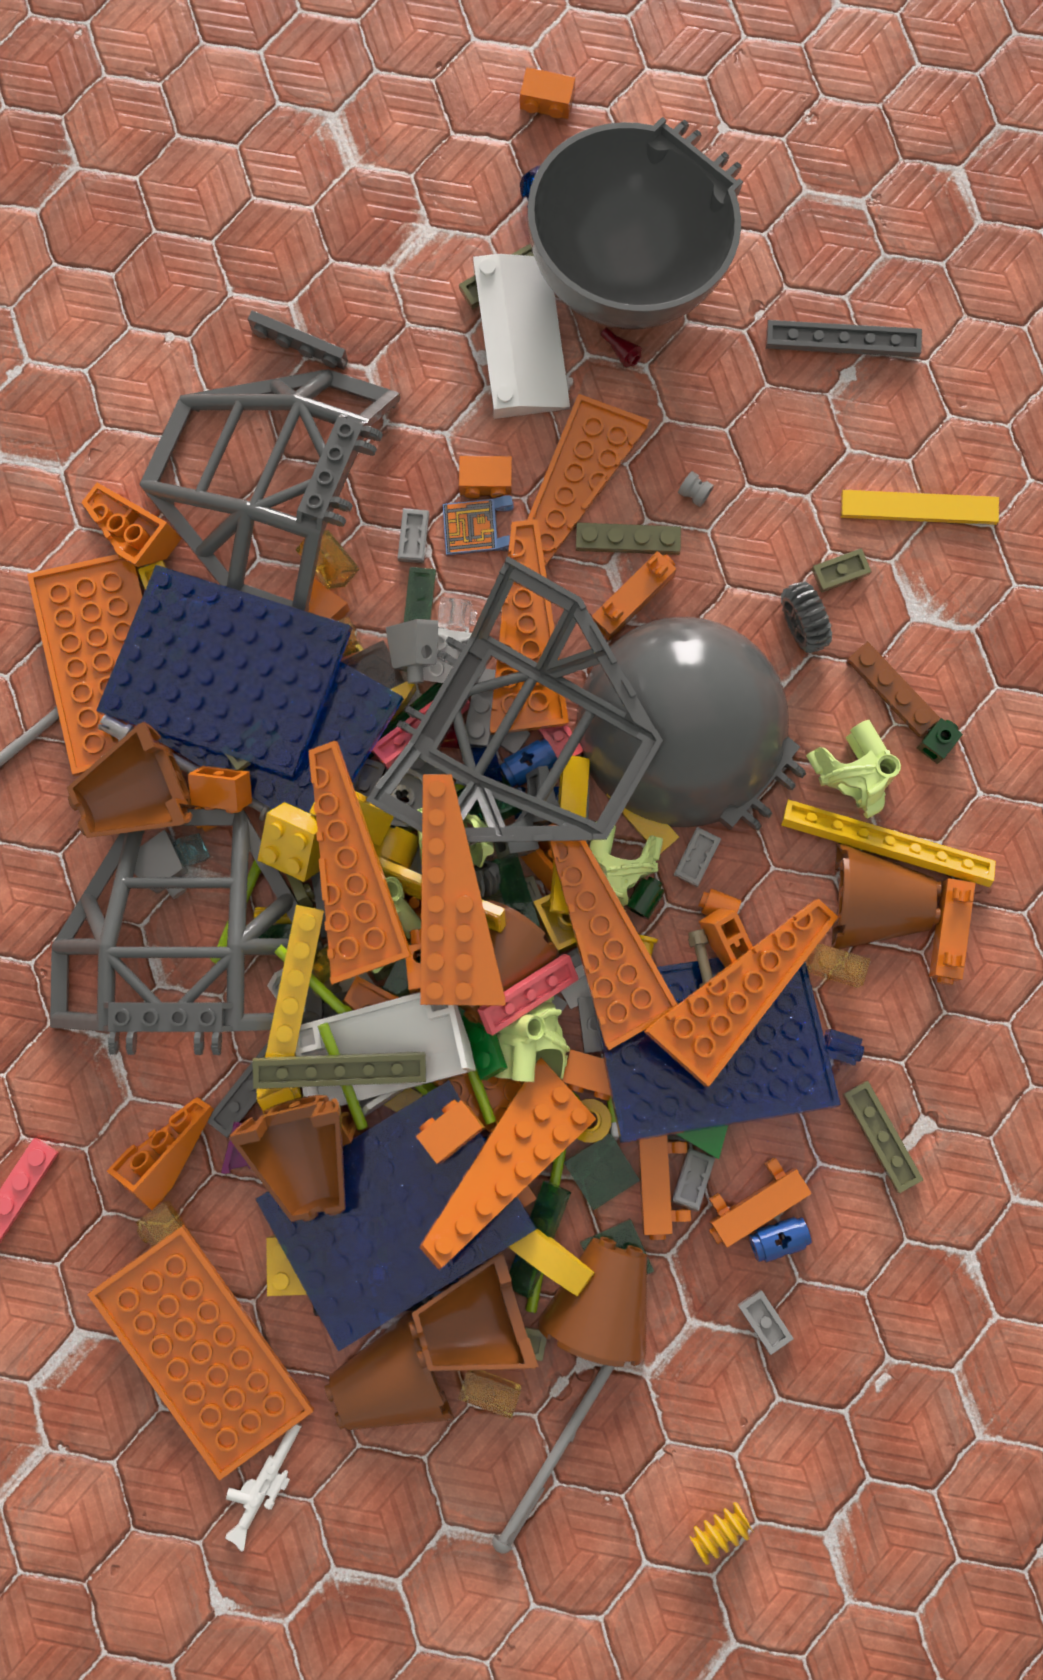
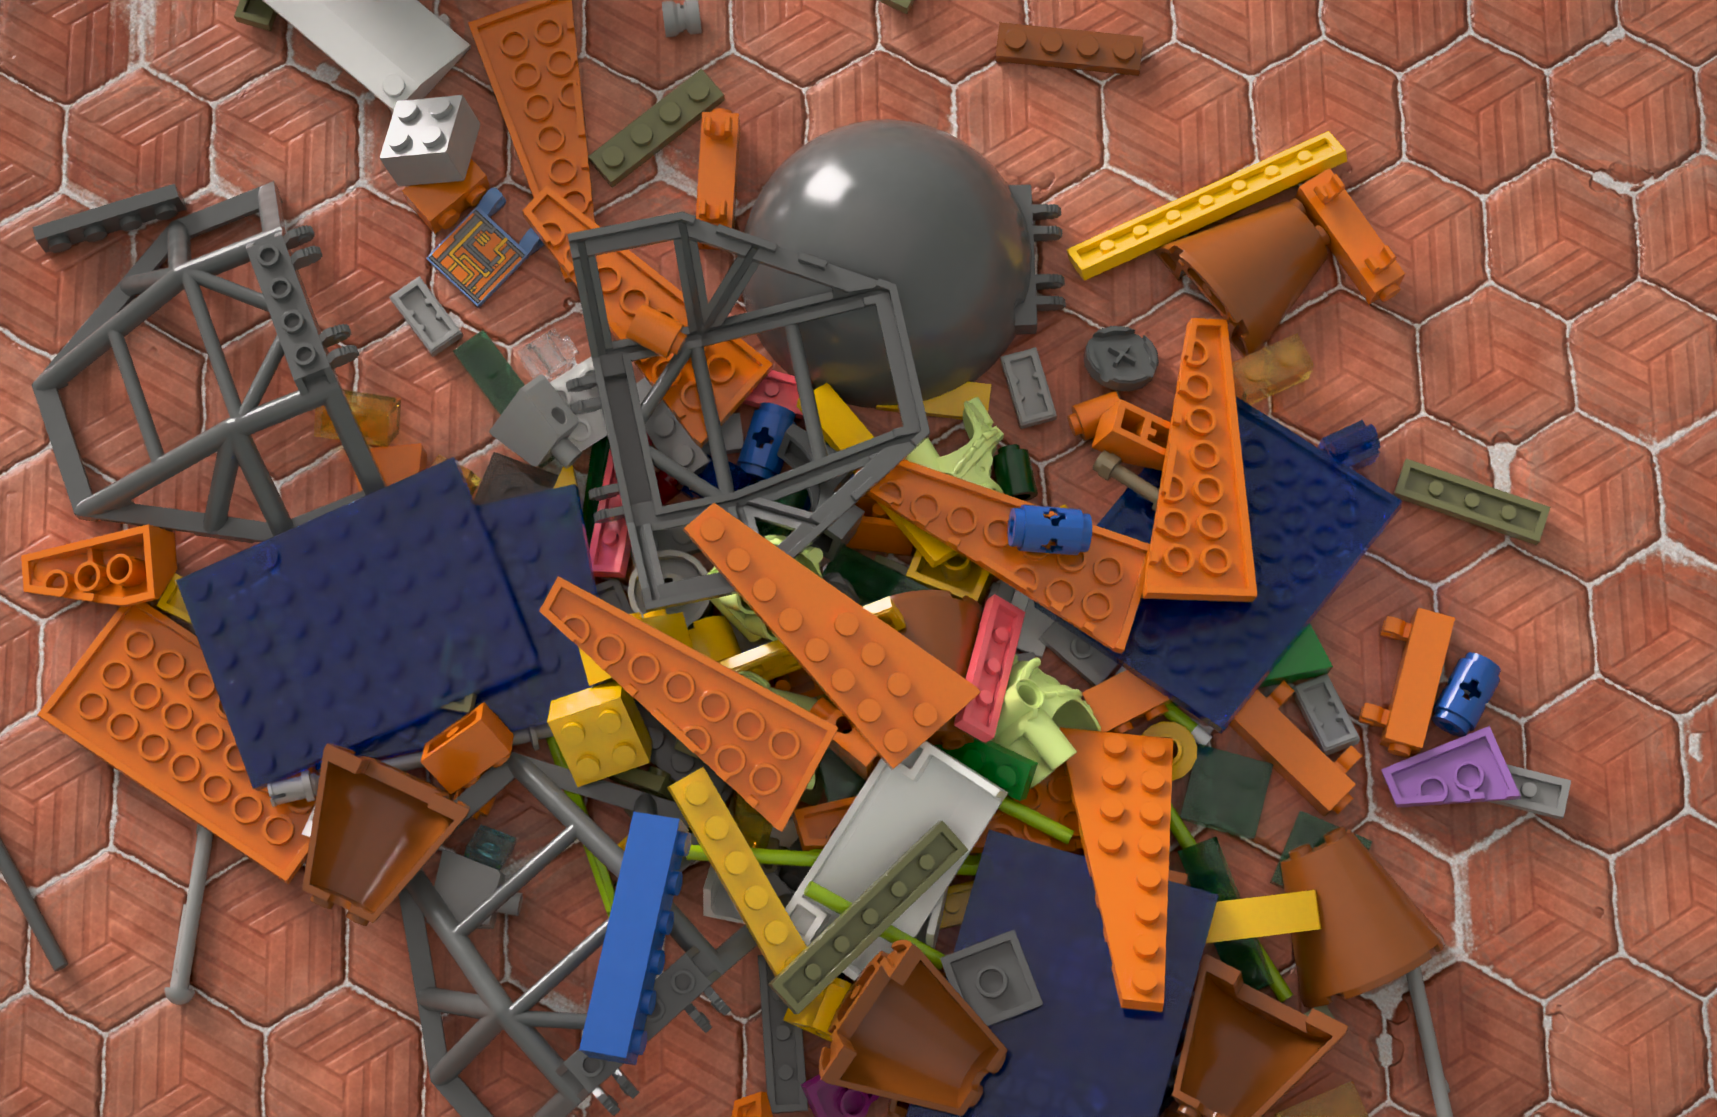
camera: 40 degrees left, 5 degrees down
(199, 973) = (635, 939): none -> blue brick
(374, 1163) = (994, 978): none -> dark grey tile
(449, 1131) = (1040, 874): orange brick -> none
(496, 441) = (430, 140): none -> light grey brick
(516, 651) = (656, 332): none -> orange brick
(637, 956) = (1030, 530): none -> blue piece
(721, 1533) = (1679, 1038): yellow piece -> none
(732, 1275) = (1453, 773): none -> medium lavender wing
(761, 886) = (1120, 358): none -> dark grey tile
(806, 617) = (917, 49): dark grey gear -> none
(861, 779) = (1125, 157): yellowish green helmet -> none
(940, 740) = (1163, 59): dark green brick -> none

